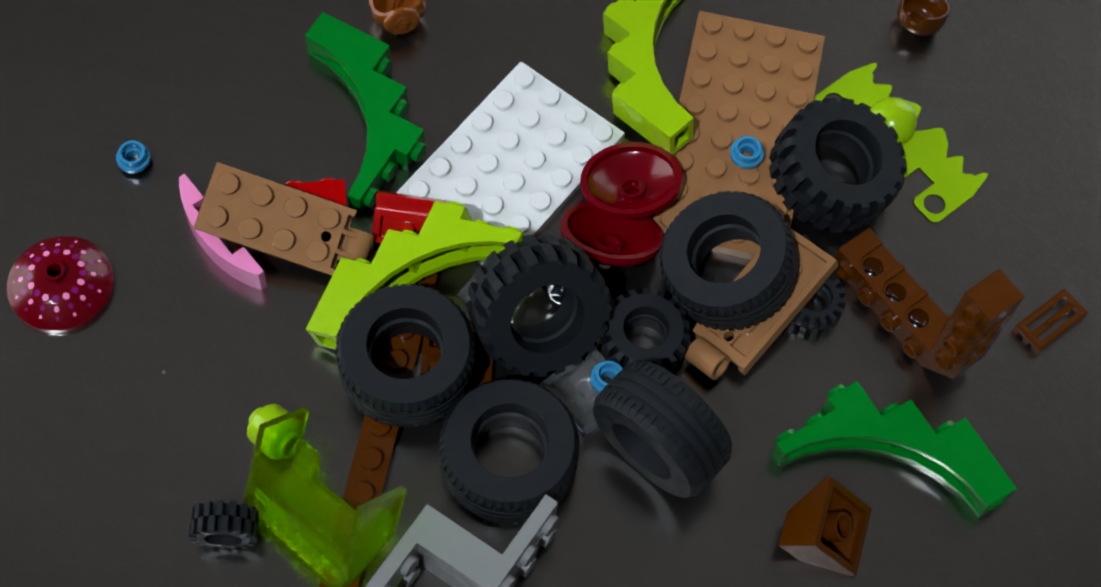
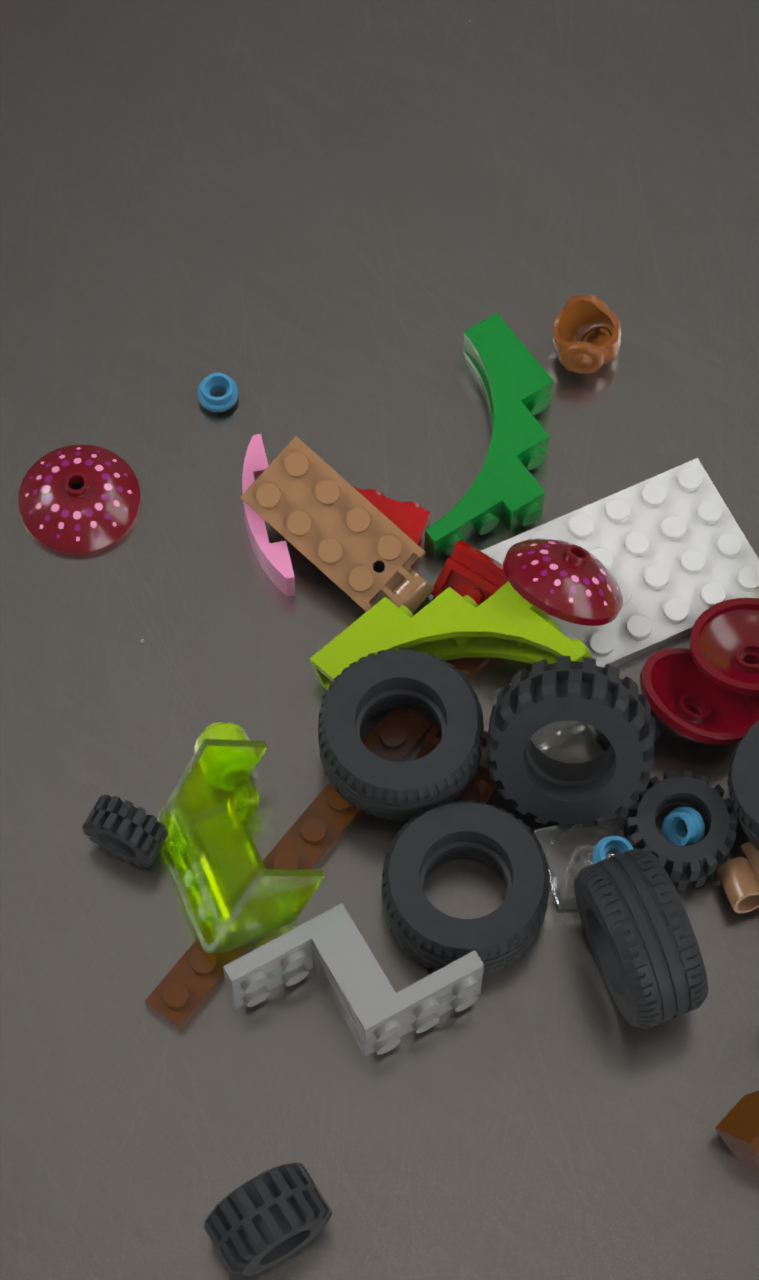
camera: 30 degrees right, 0 degrees up
(473, 188) = (563, 581): none -> dark red dish
(639, 335) = (674, 824): none -> dark azure plate

